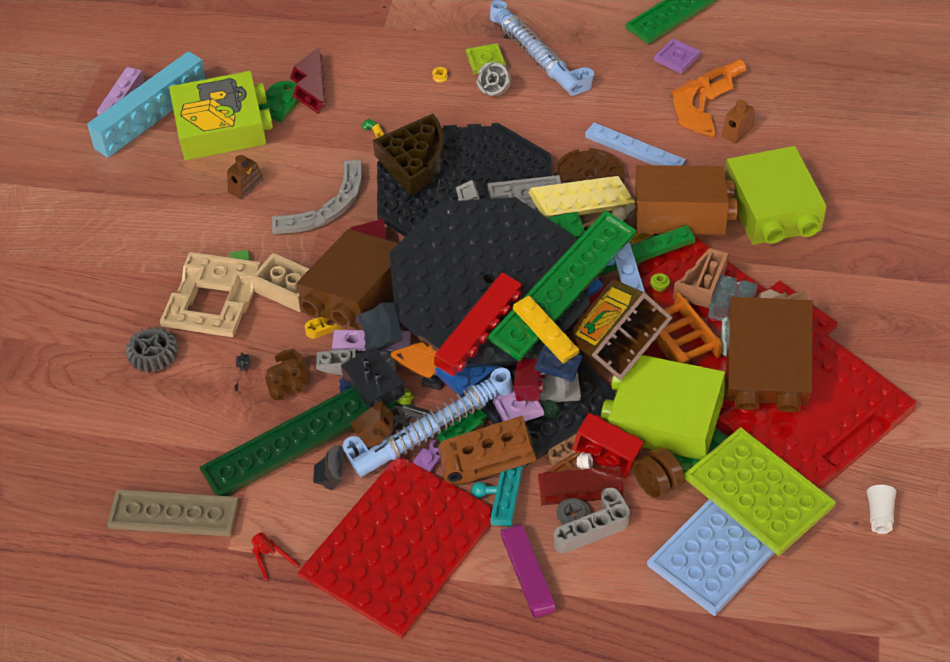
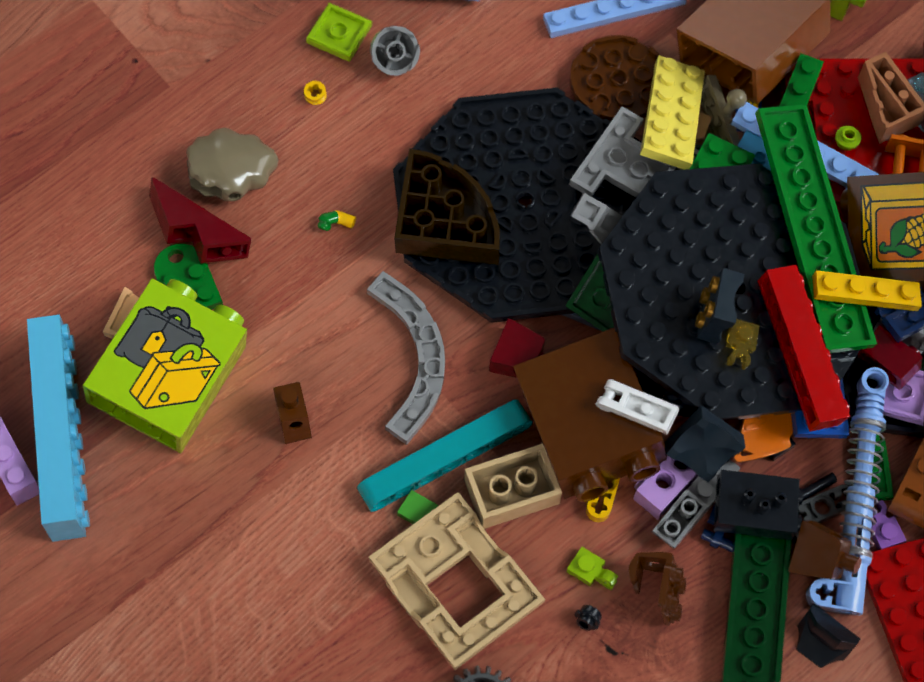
camera: 55 degrees left, 15 degrees up
(265, 244) = (444, 455): none -> teal beam
(272, 346) = (589, 567): none -> lime plate
(357, 67) = (229, 164): none -> dark tan piece
(365, 279) = (638, 406): none -> white plate
(453, 295) = (743, 340): none -> clear yellow plate
(454, 263) = (718, 305): none -> black brick

